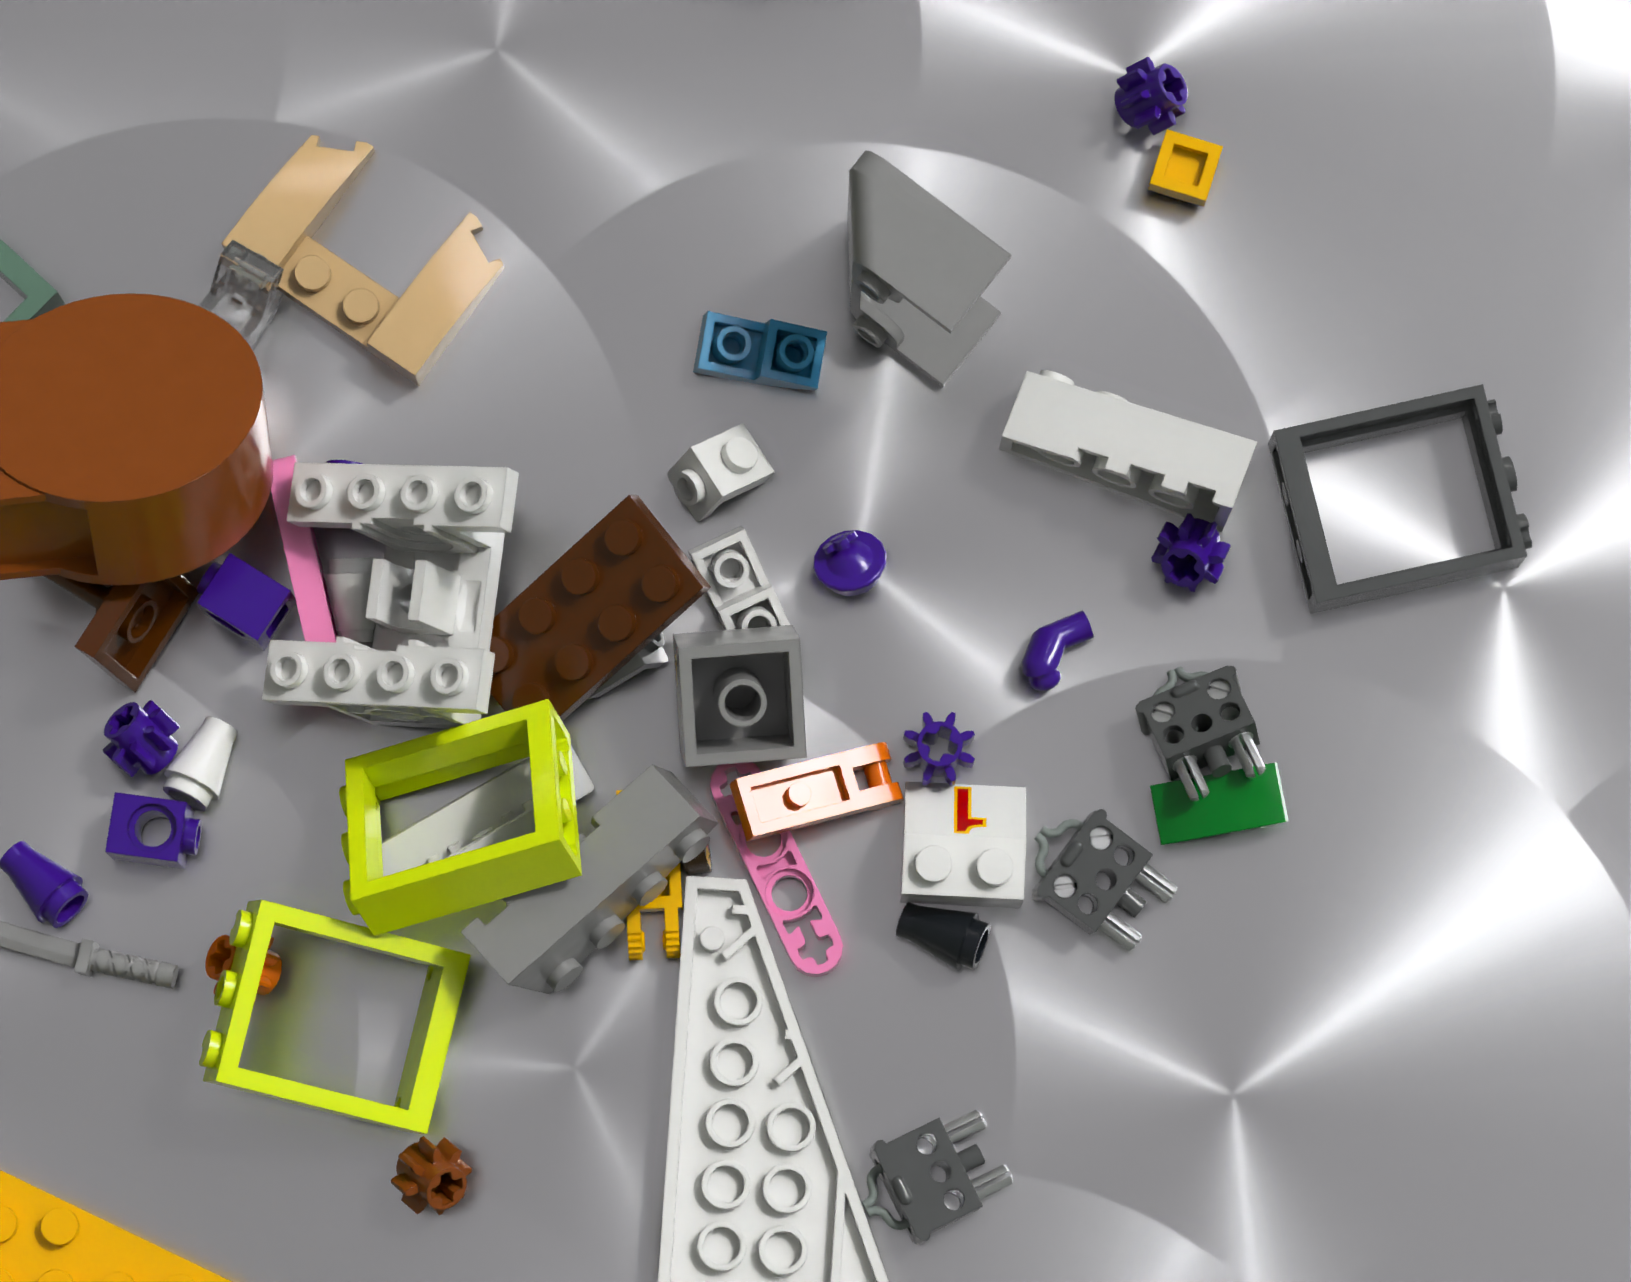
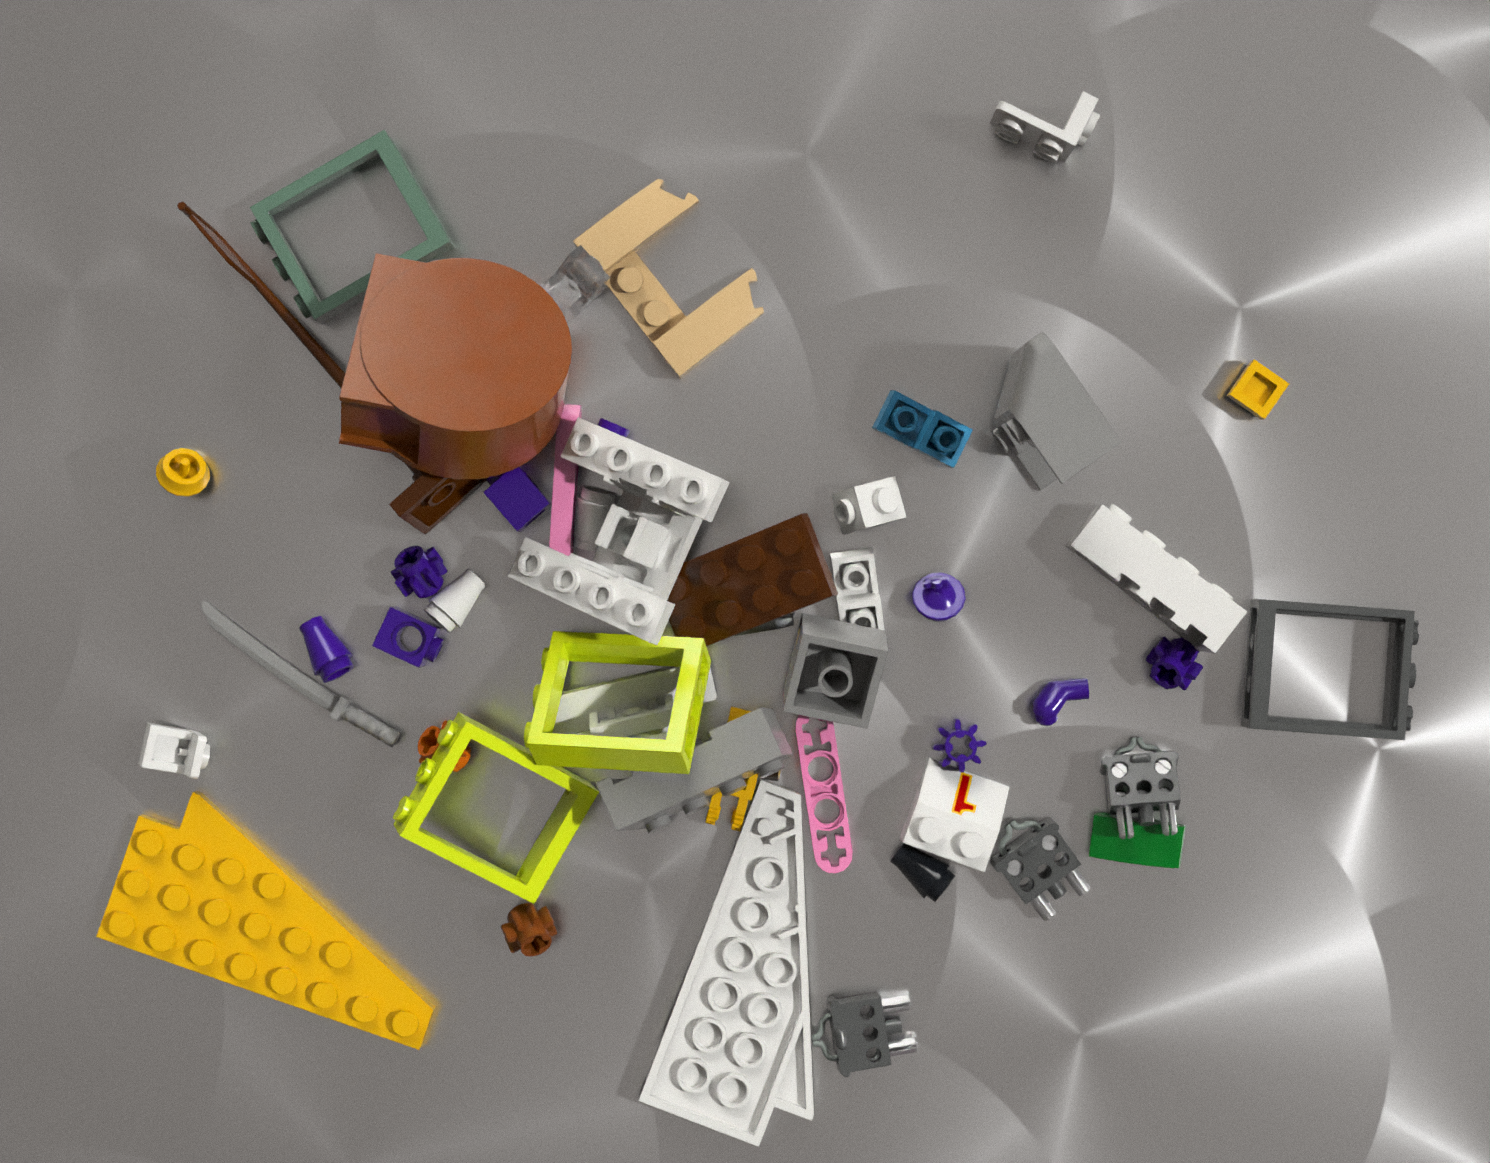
camera: 15 degrees right, 10 degrees up
(814, 791) = (865, 750): plate -> none
(1151, 95) = (1251, 332): dark purple gear -> none

